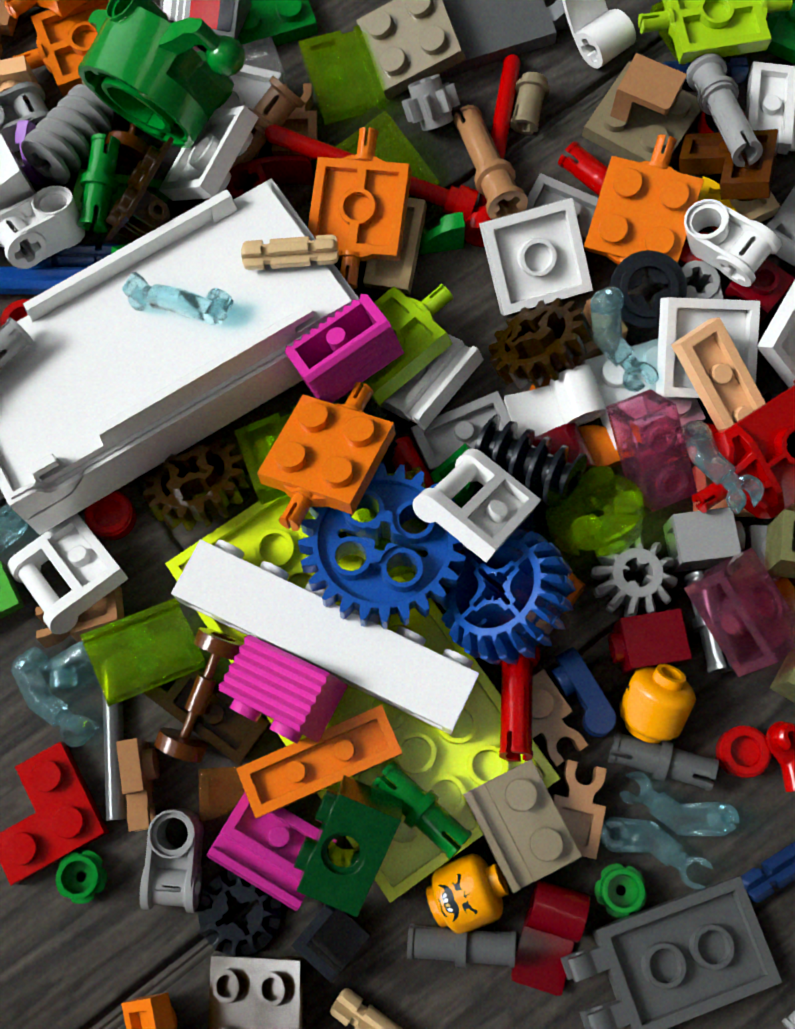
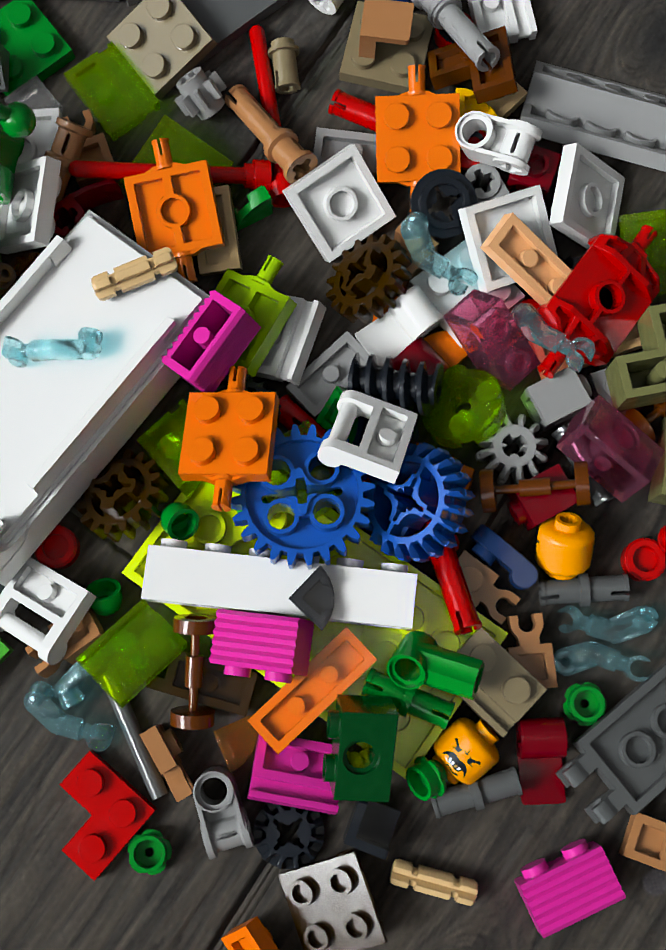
camera: 25 degrees left, 5 degrees up
(141, 583) = (107, 594): none -> green hinge
(243, 533) = (179, 521): none -> green hinge
(357, 659) = (315, 598): none -> black tile
(411, 908) = (426, 778): none -> green plate
(451, 773) = (421, 661): none -> green piece
(643, 624) = (534, 487): none -> reddish brown wheel

